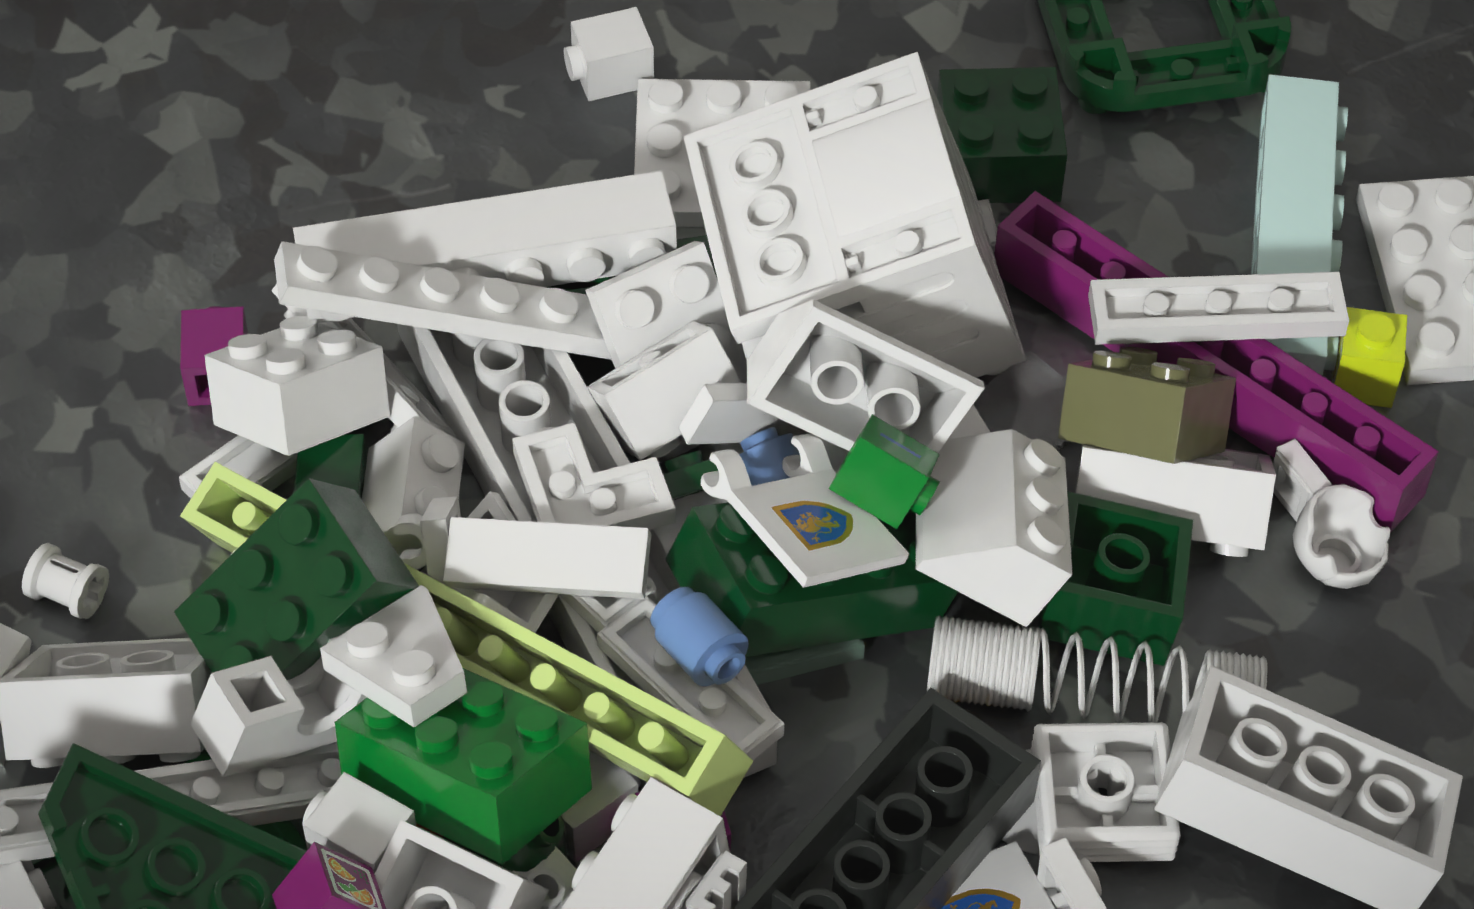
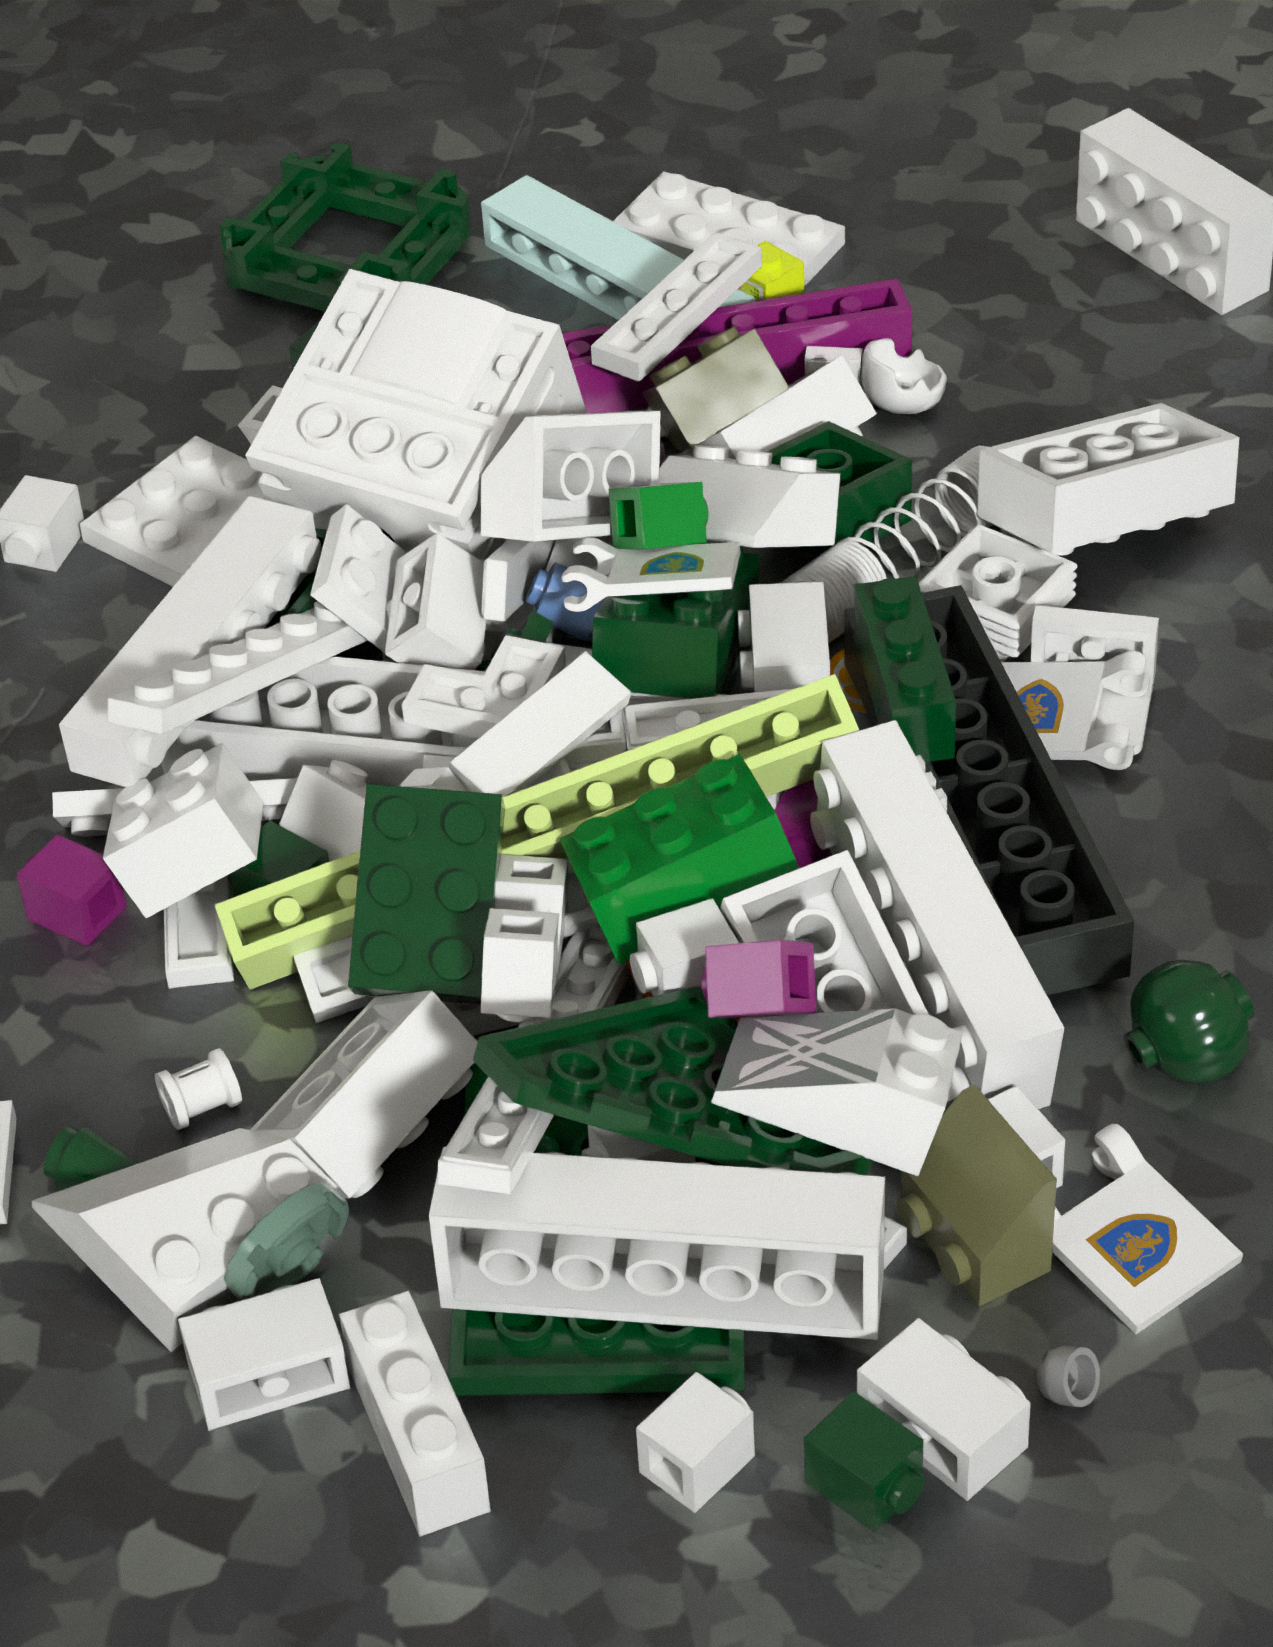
camera: 50 degrees left, 10 degrees down
(400, 659) = (574, 831): white wing -> none
(699, 636) = (704, 679): medium blue brick -> none
(839, 689) = (785, 637): none -> white brick
(848, 784) = (905, 665): none -> dark green brick

